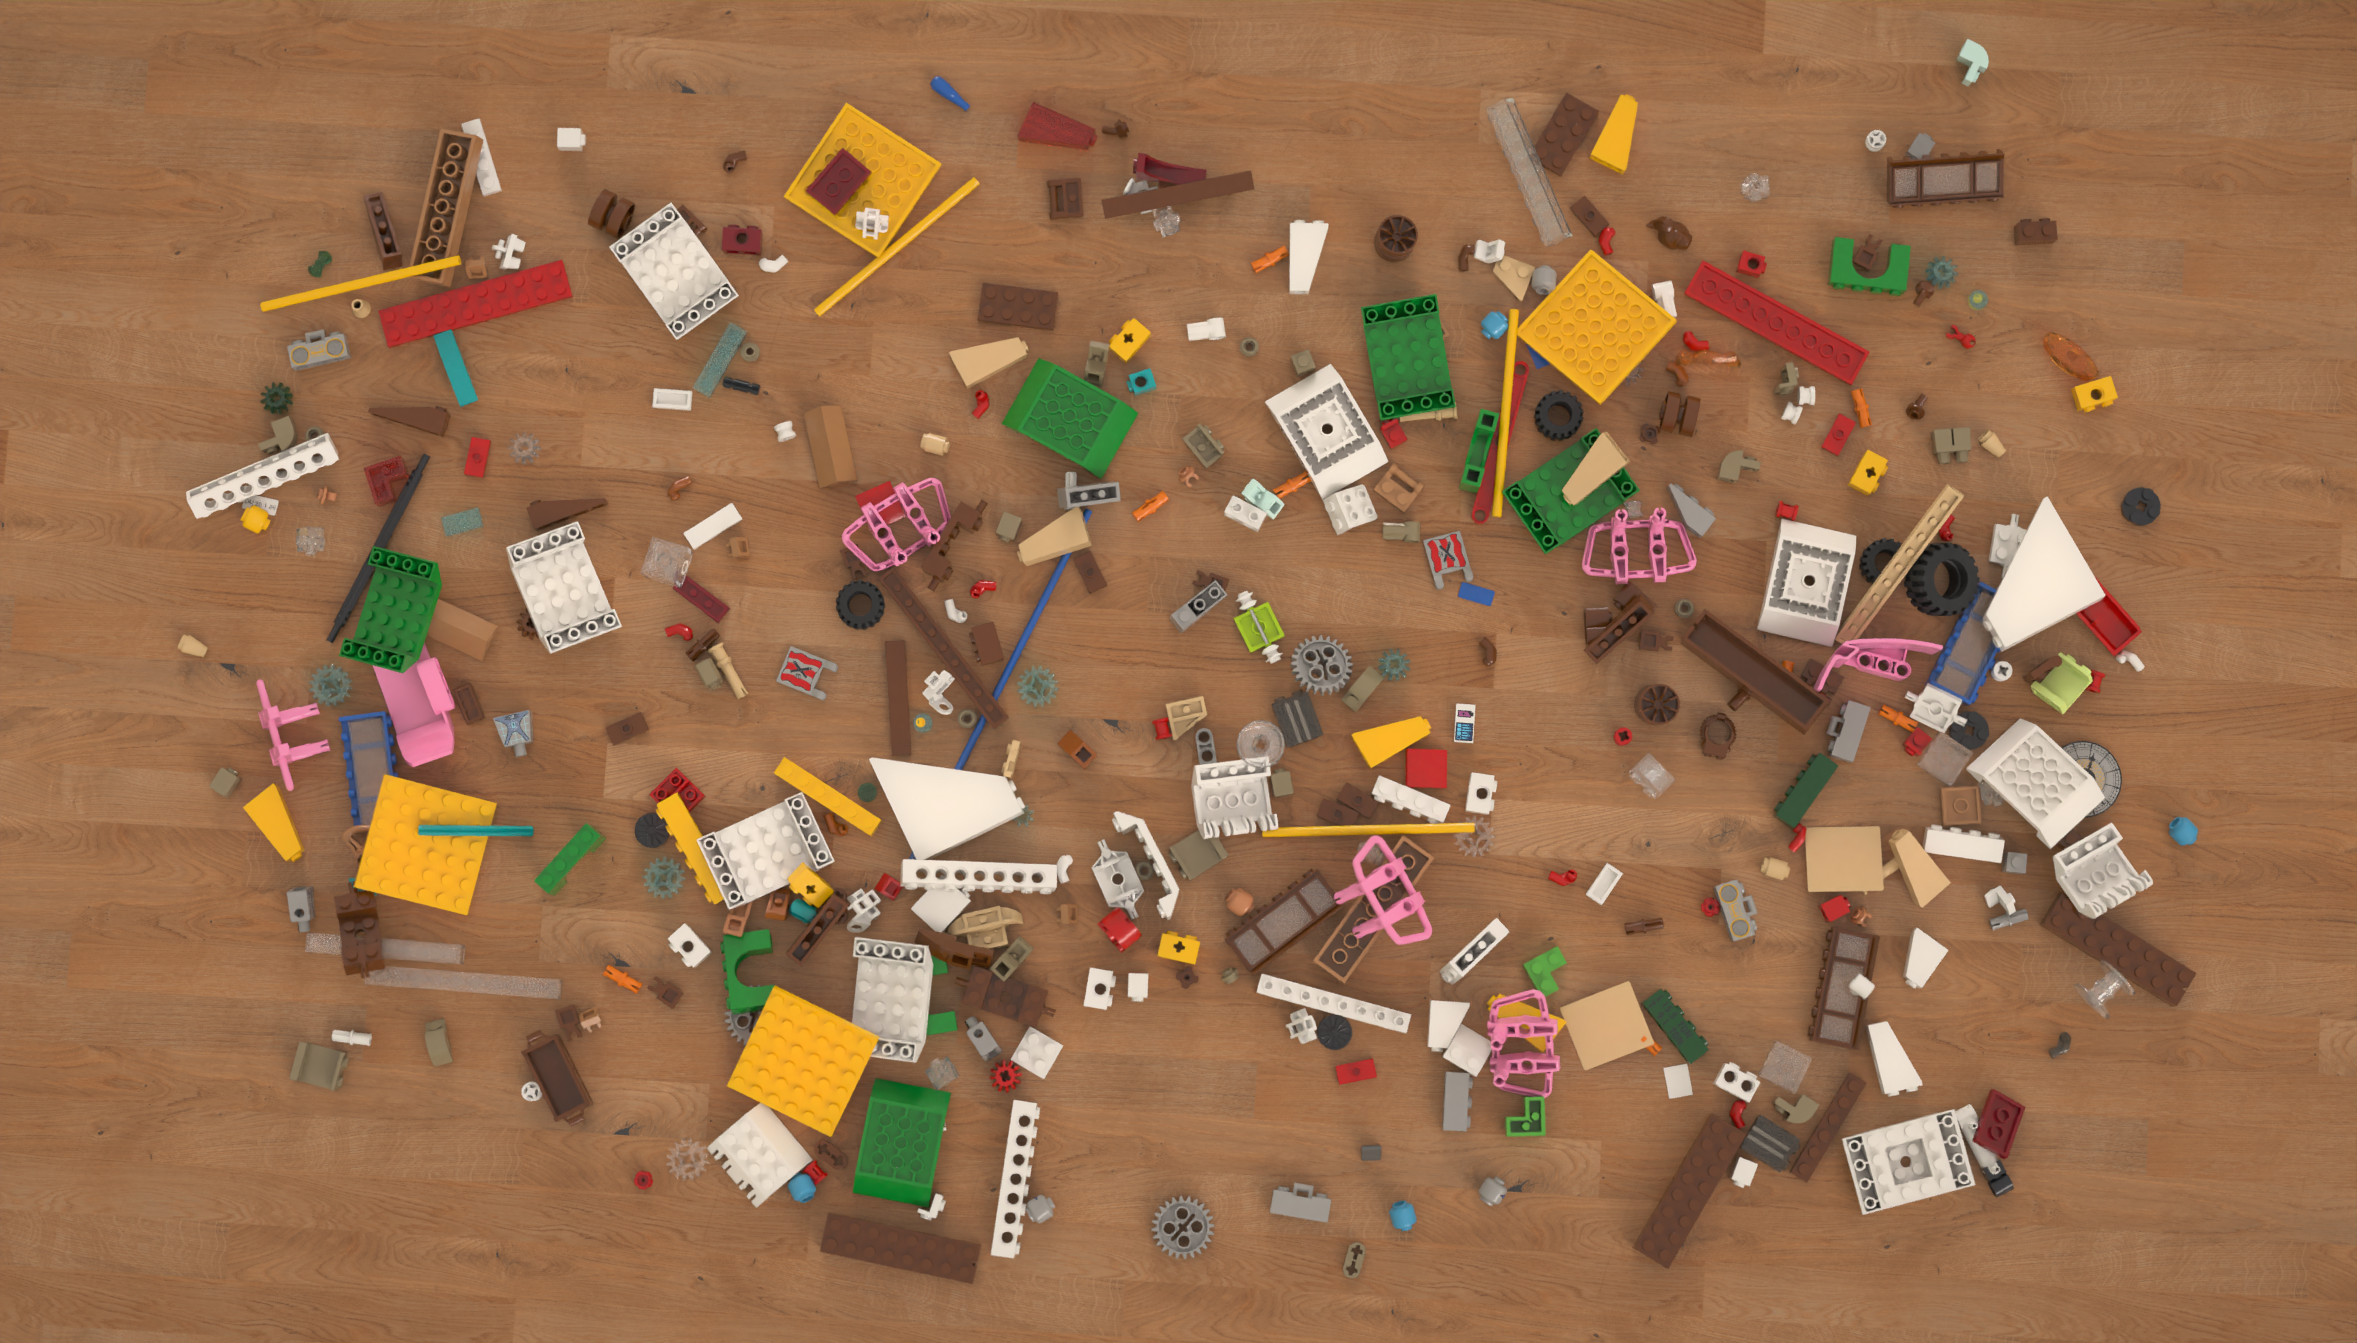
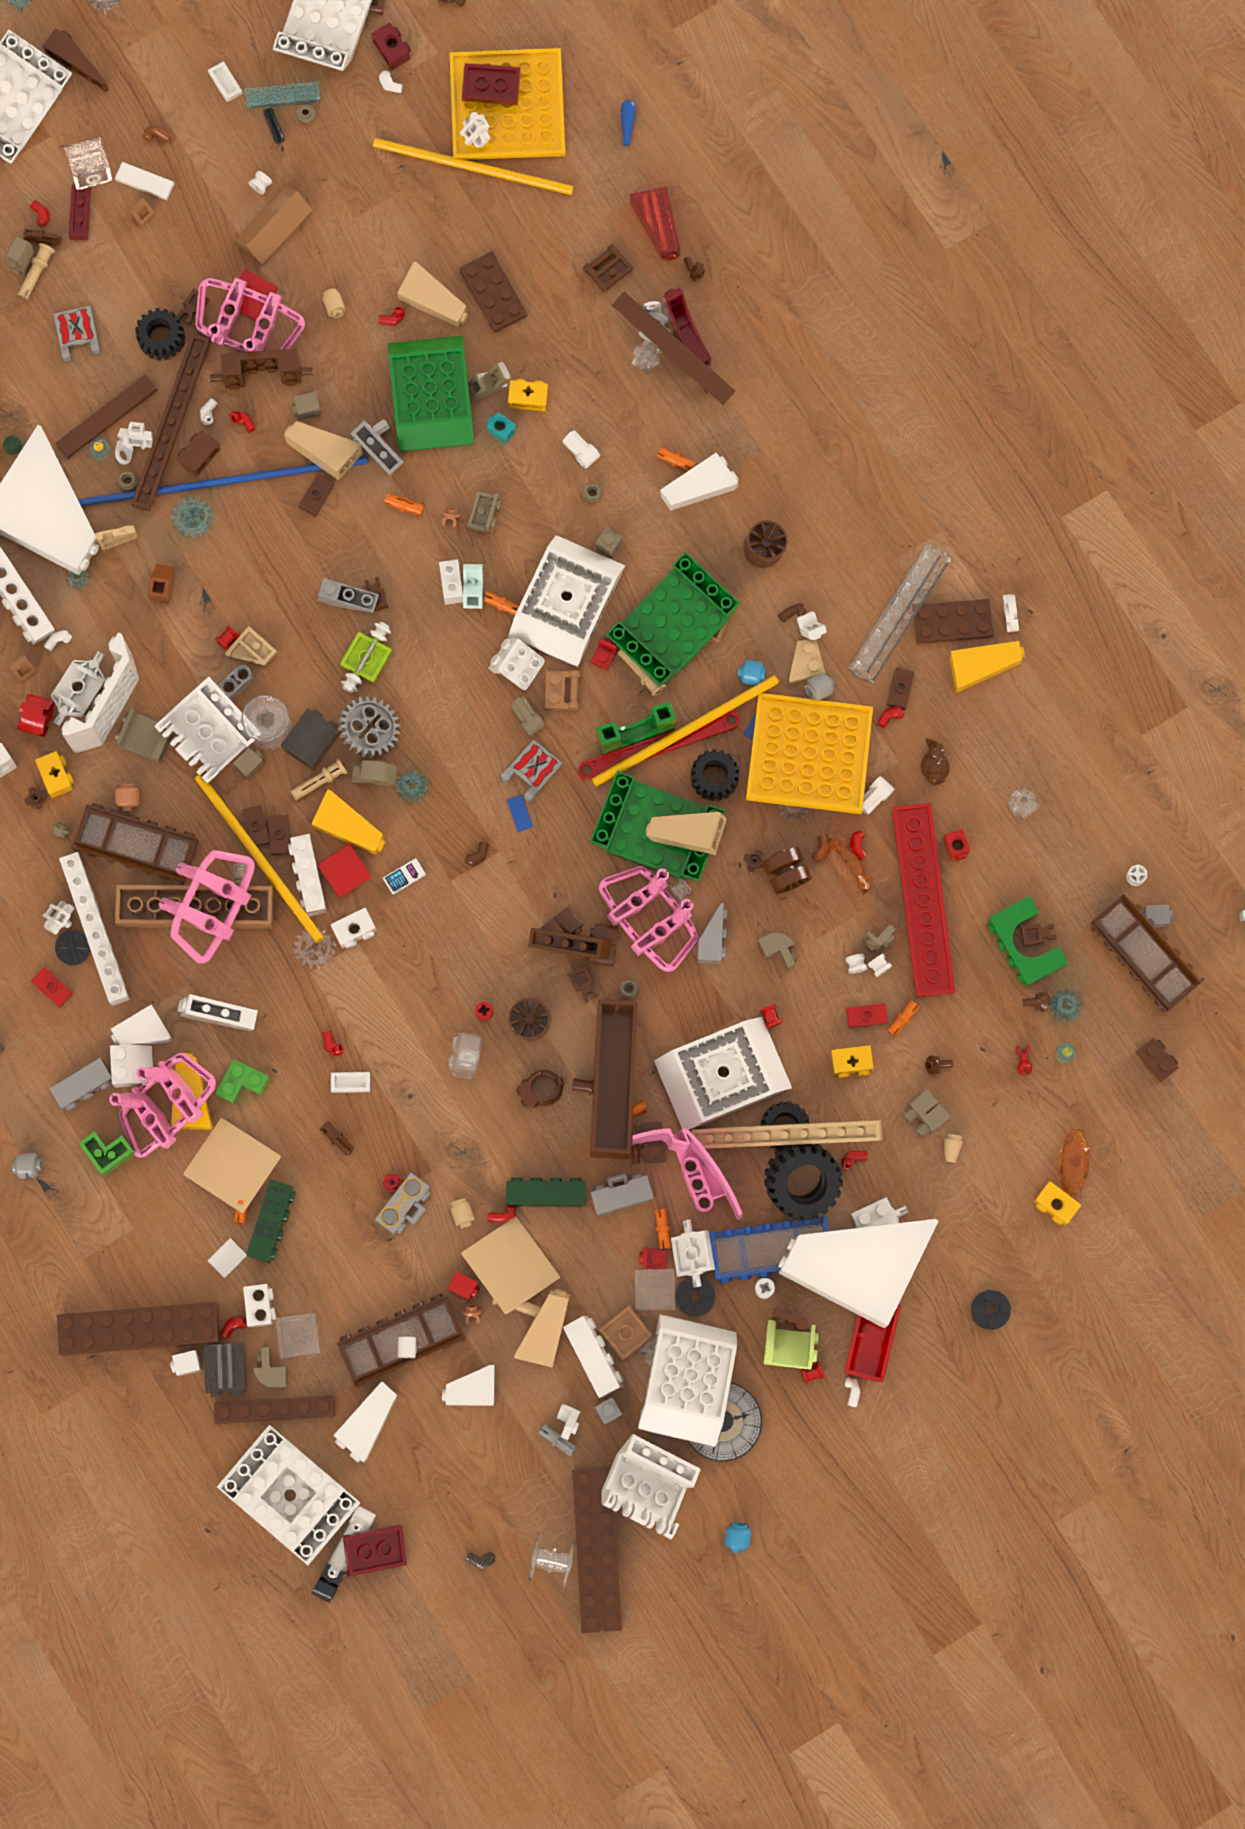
camera: 55 degrees right, 5 degrees down
(1336, 727) = (298, 793): none -> tan pin
(1590, 81) = (1010, 613): none -> white plate

